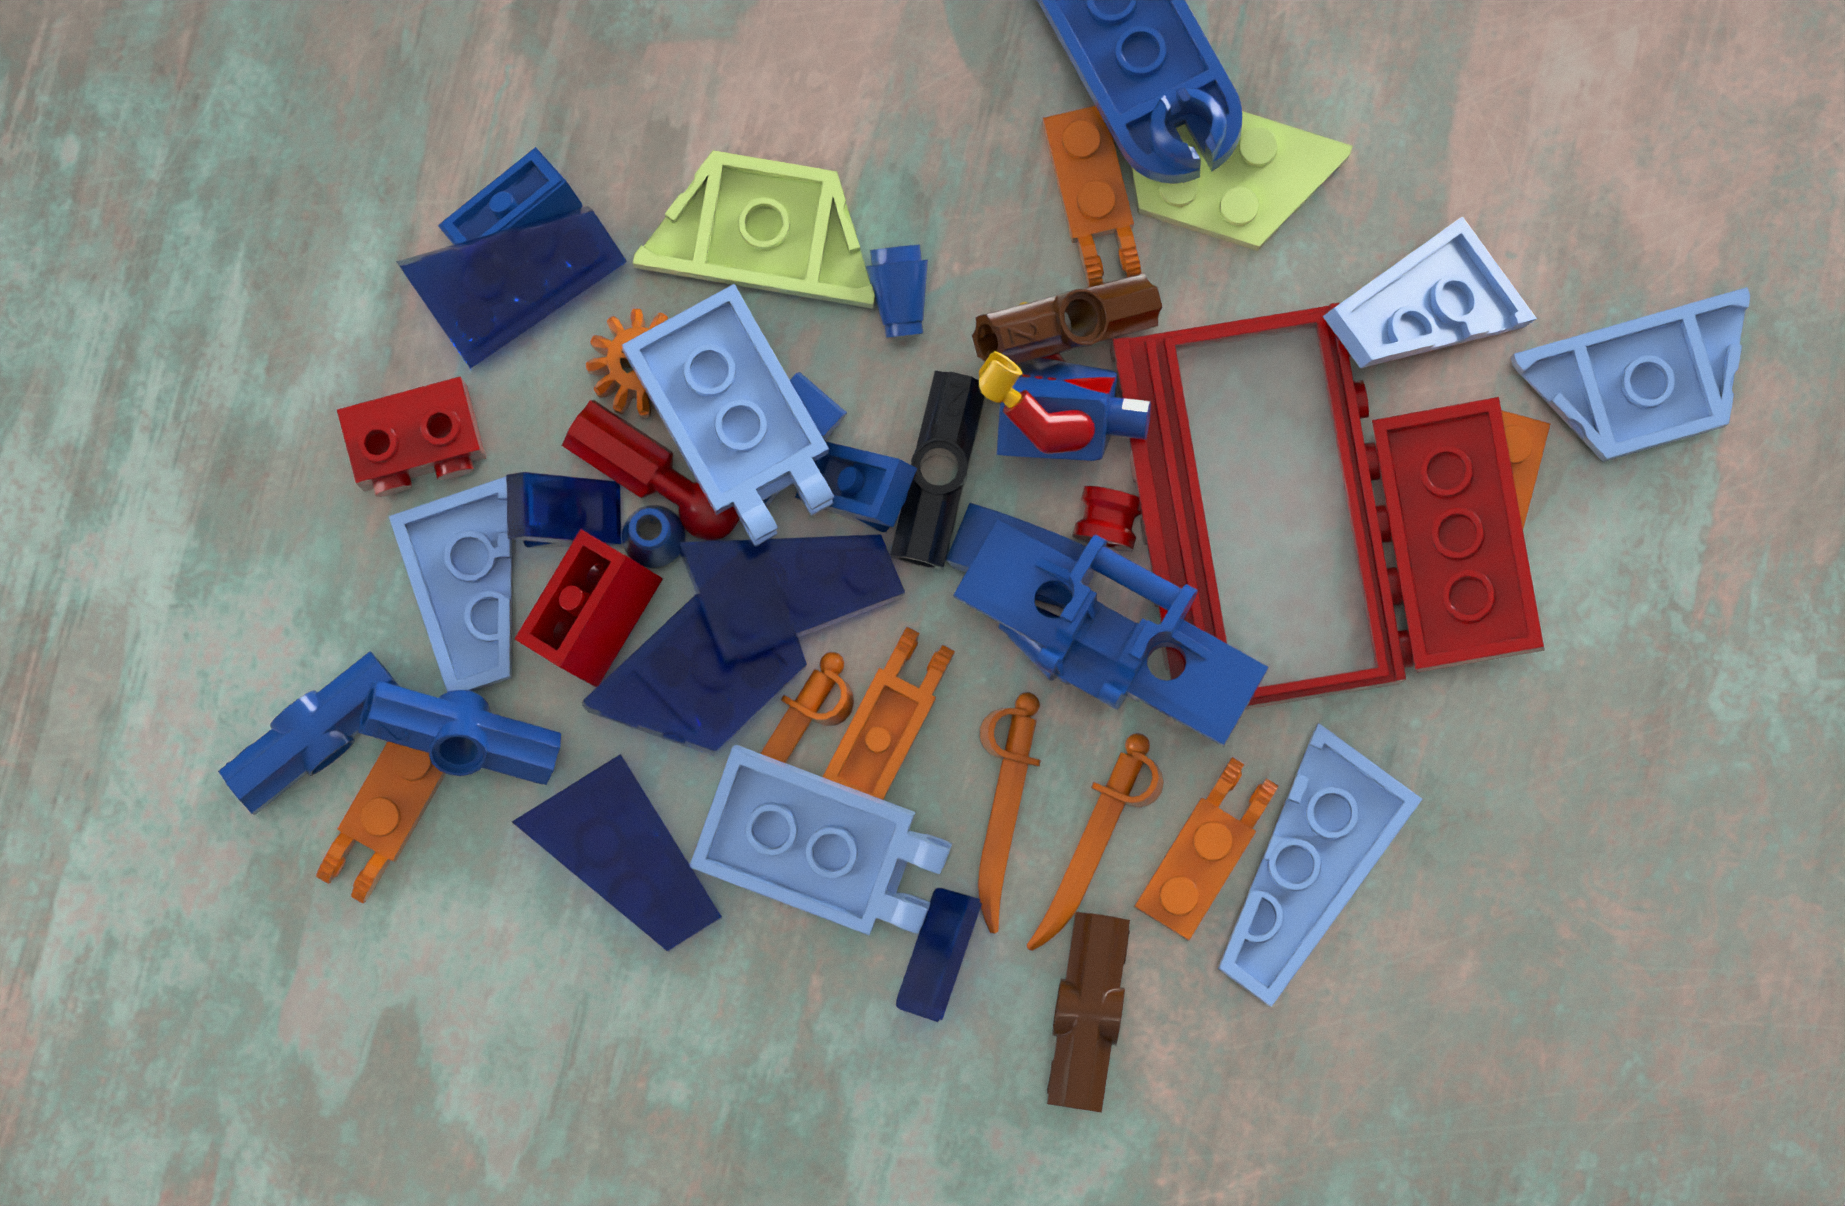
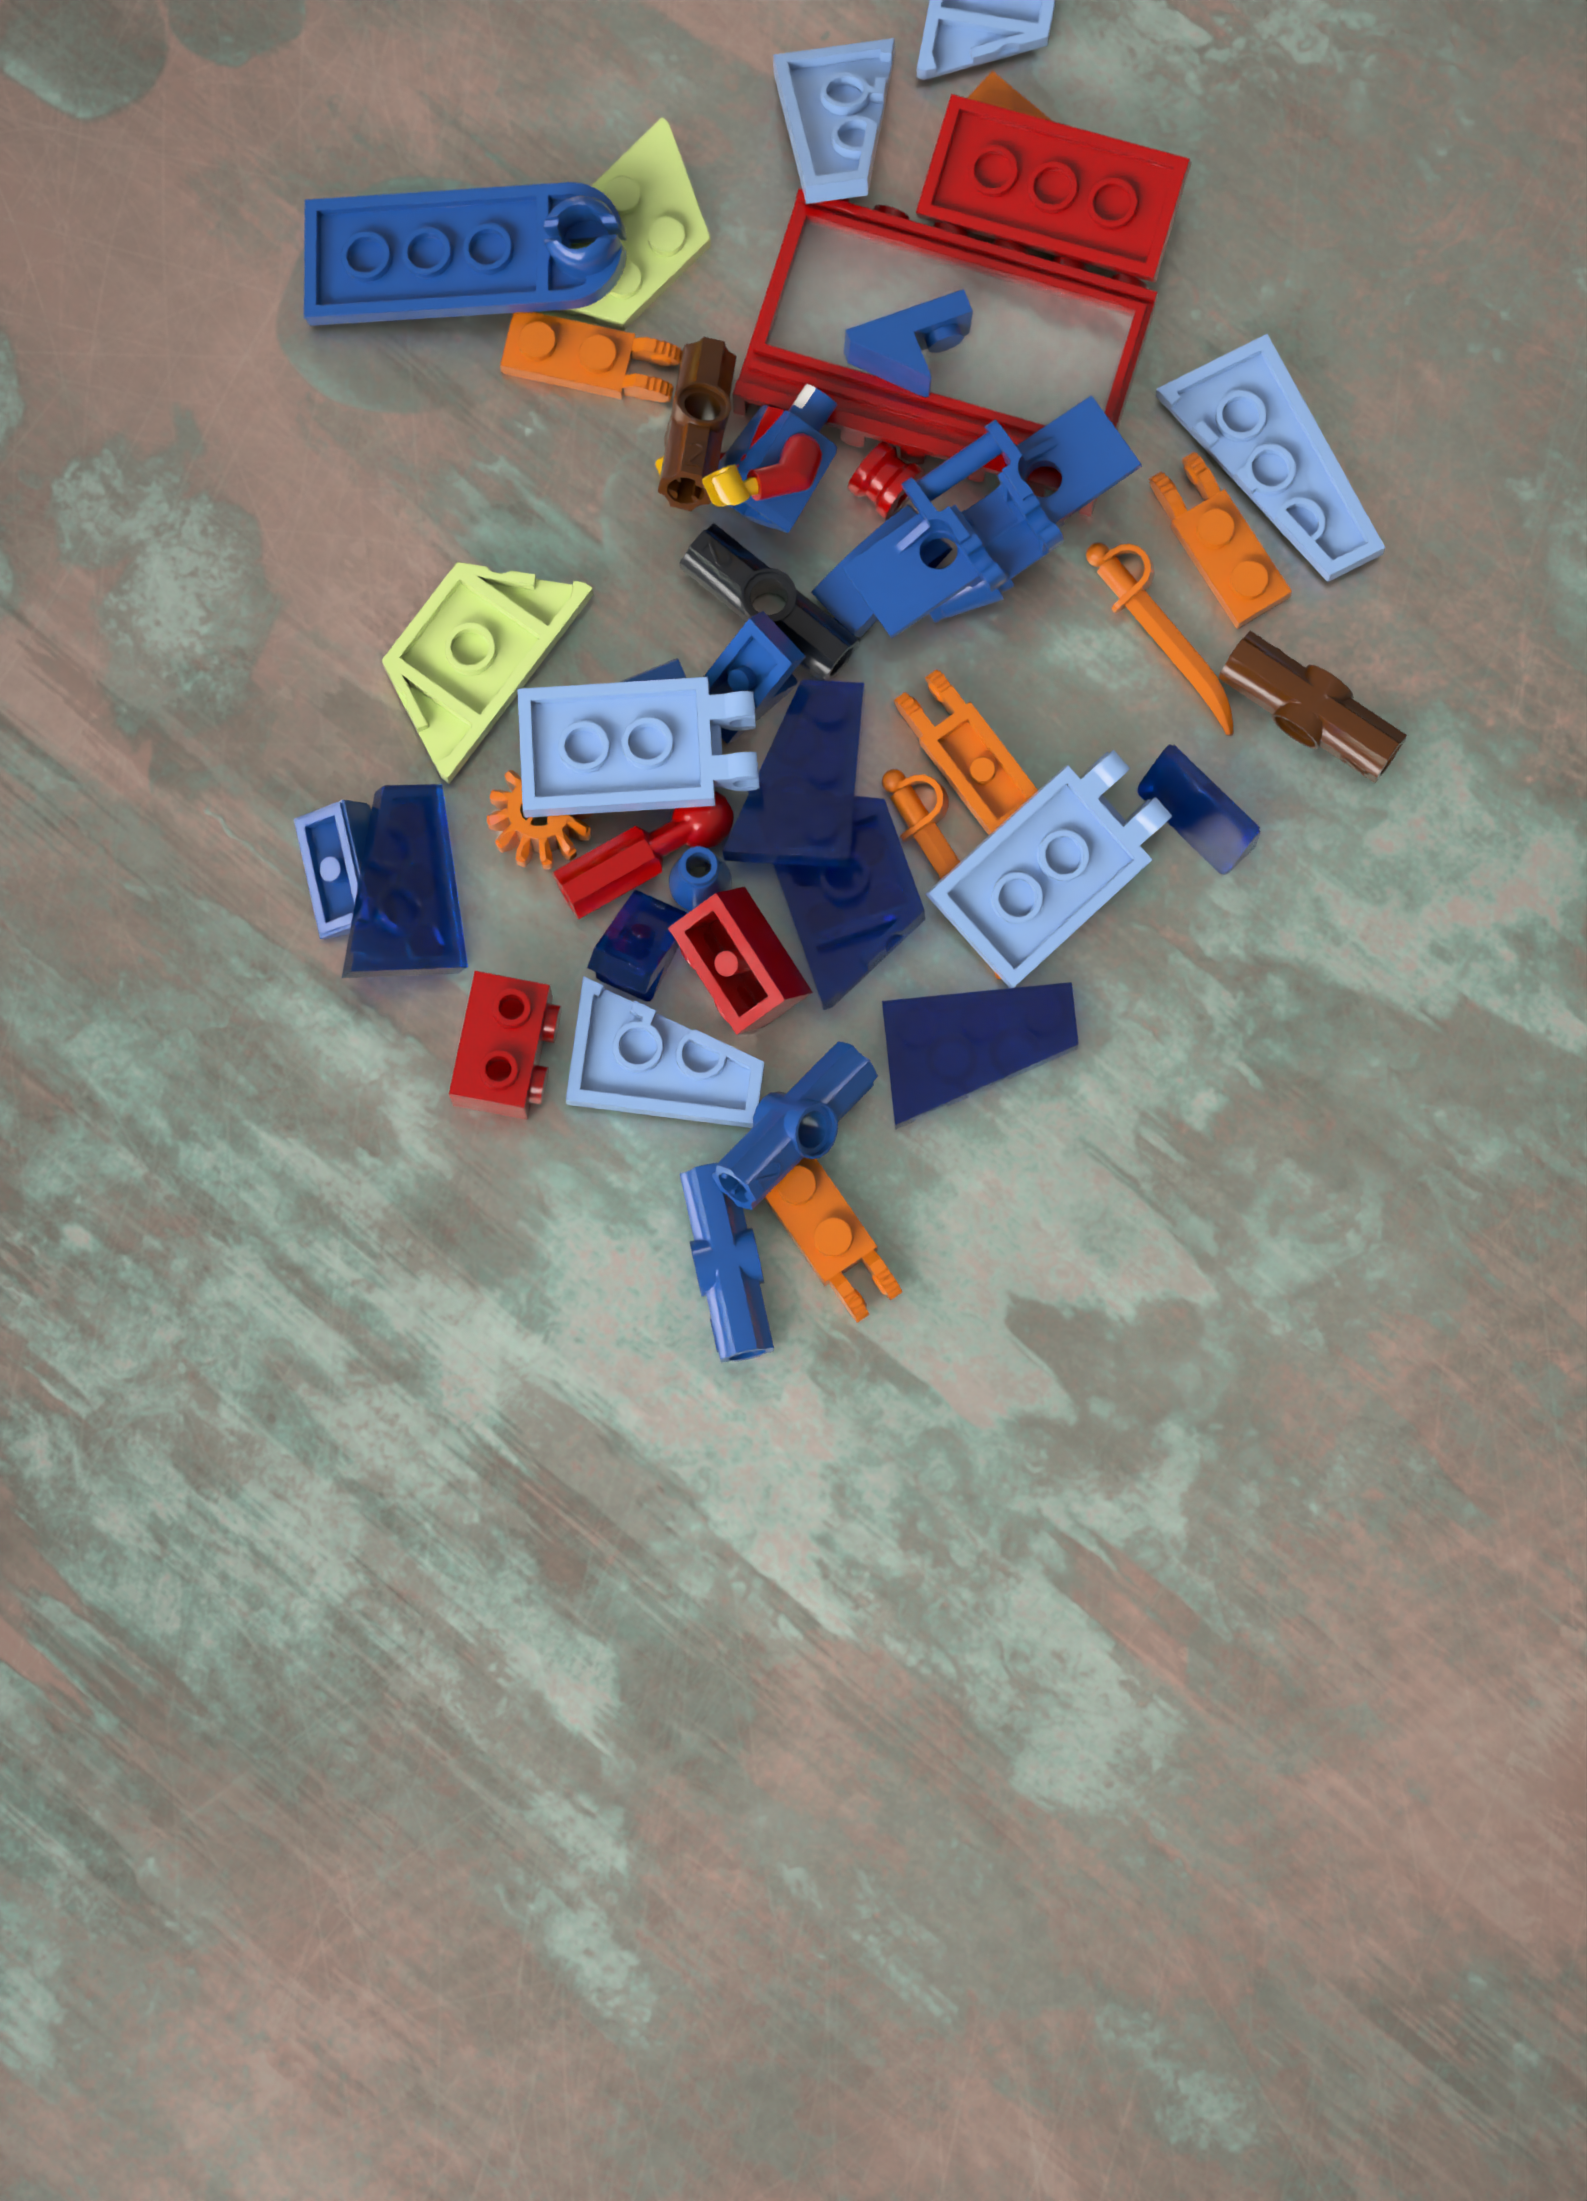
camera: 60 degrees left, 5 degrees down
(899, 288) = (587, 558): blue cone -> none
(1006, 798) = (1084, 684): orange sword -> none
(1227, 460) = (895, 342): none -> blue slope

